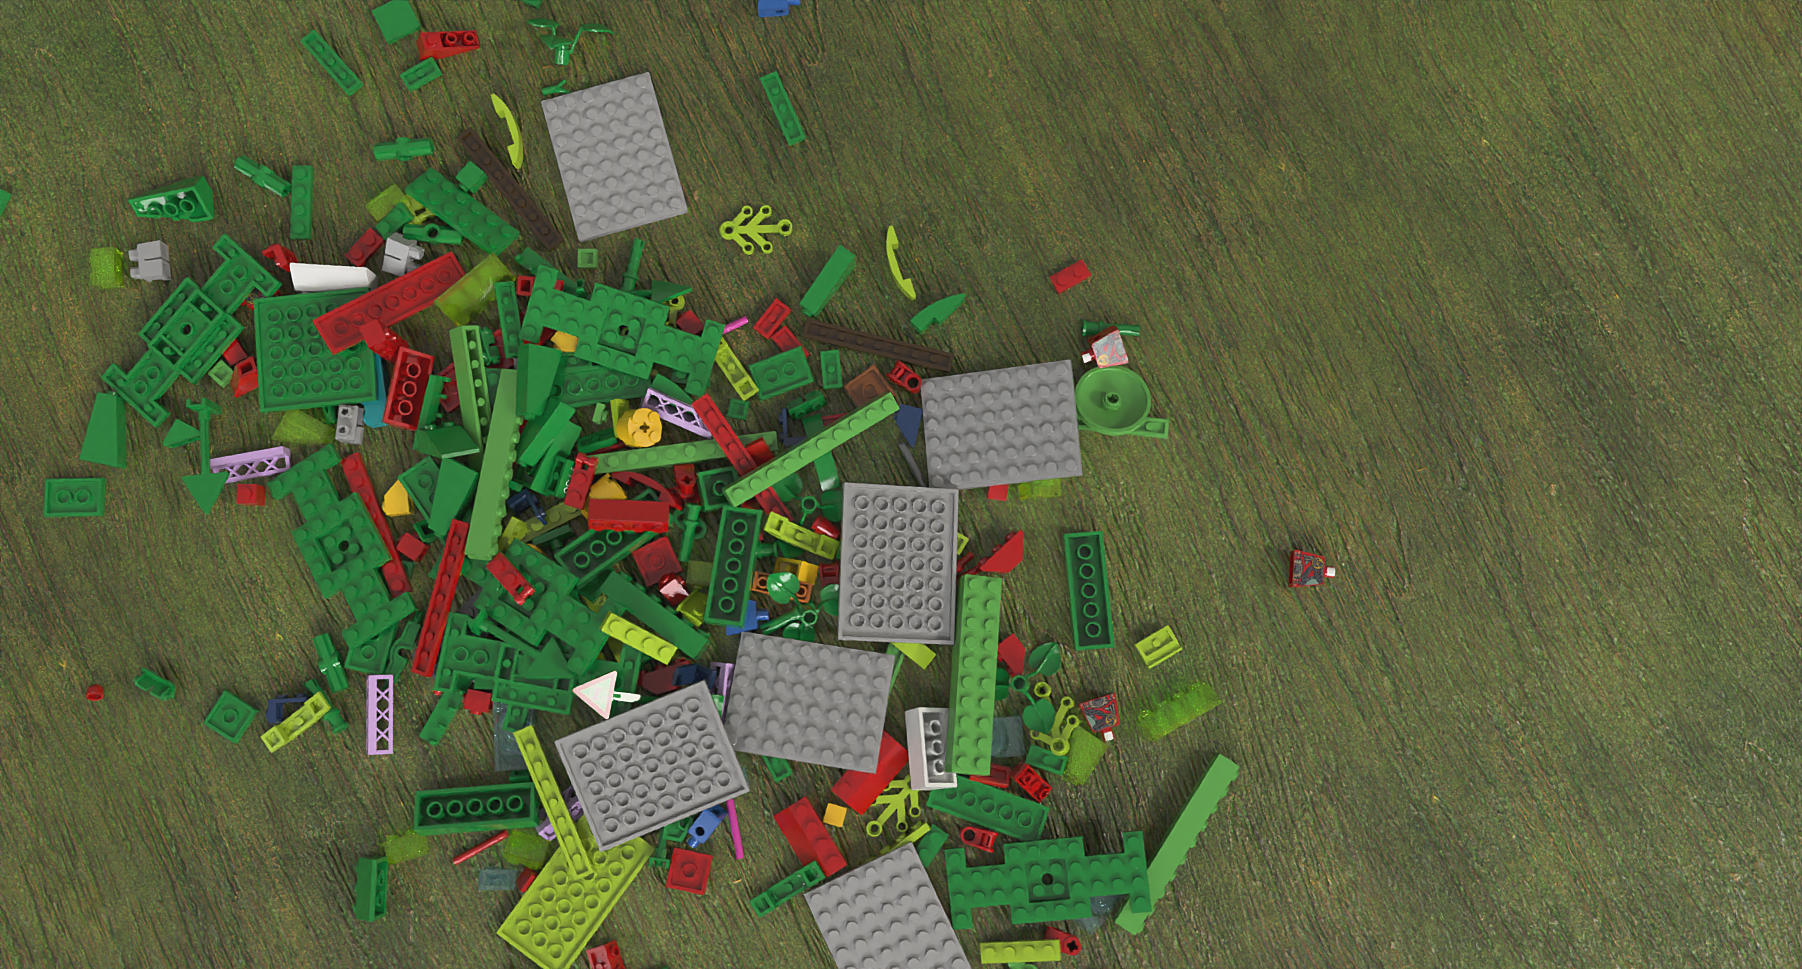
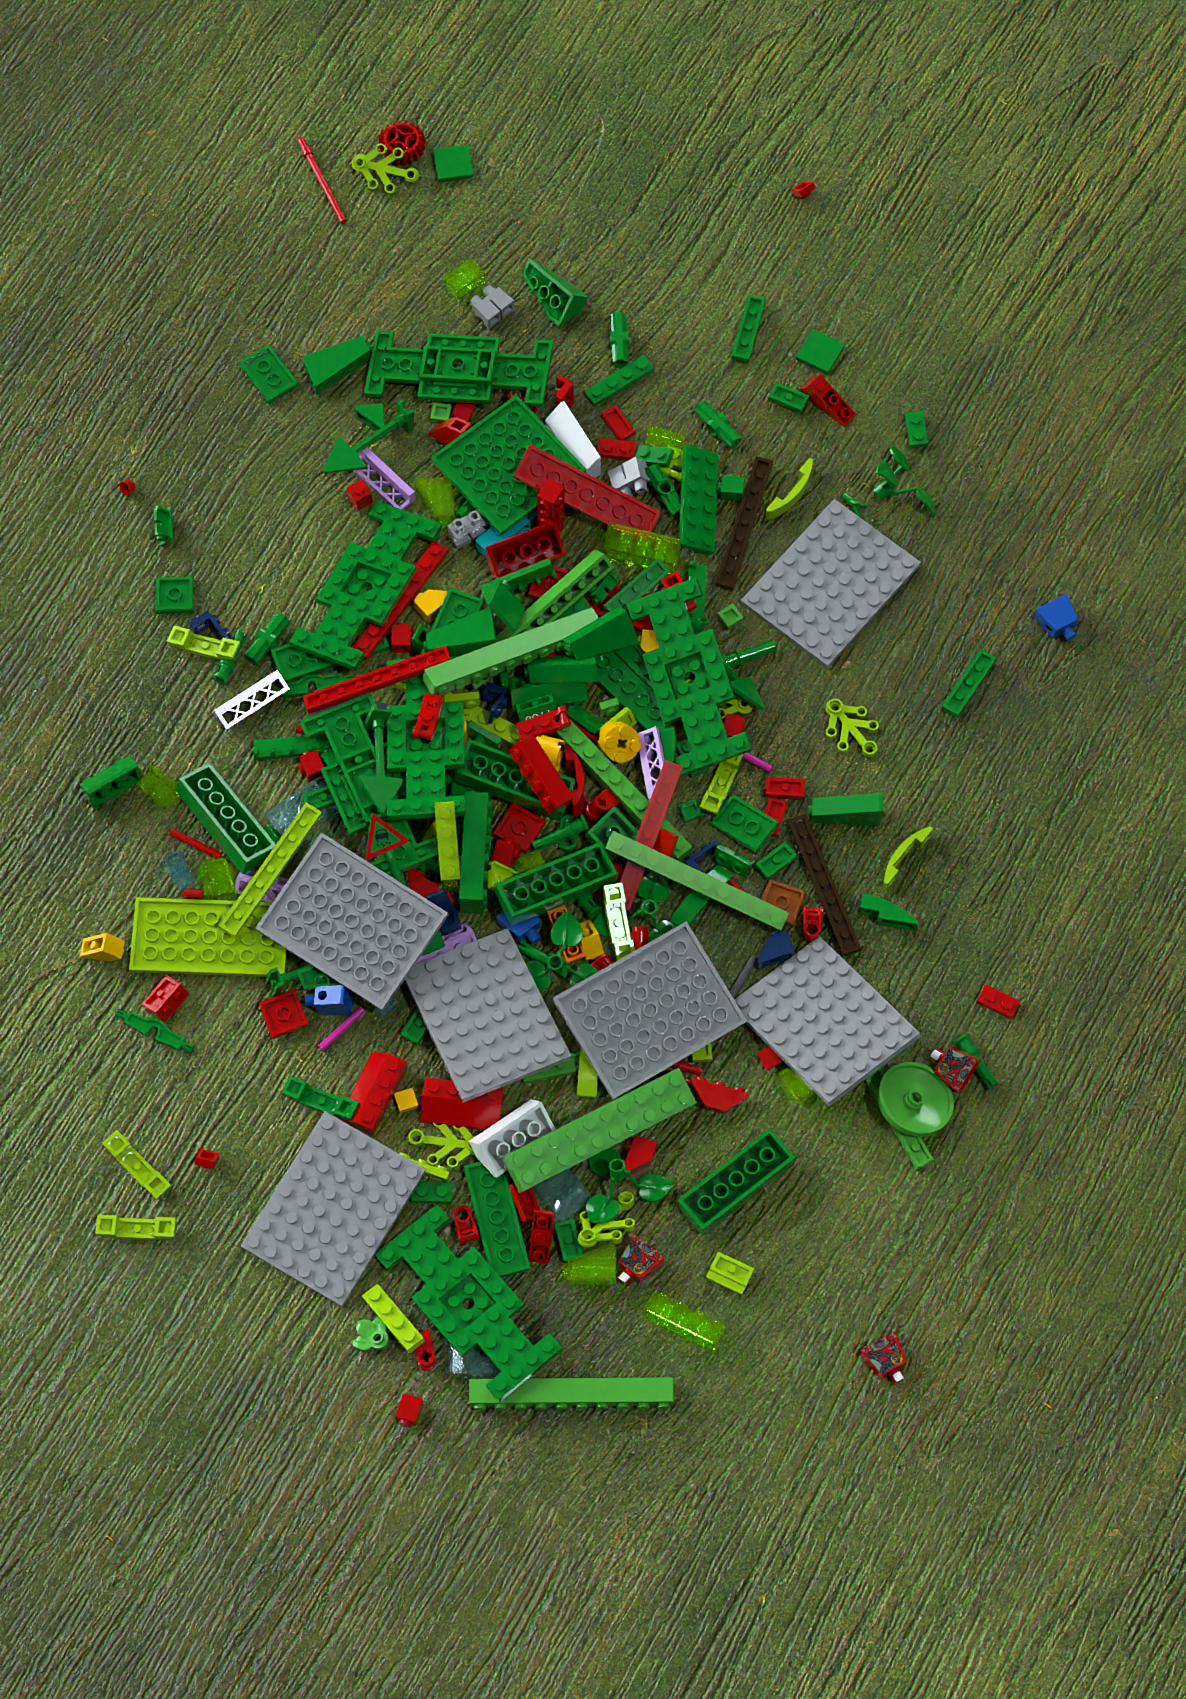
camera: 60 degrees right, 15 degrees down
(341, 230) = (618, 423): none -> red tile

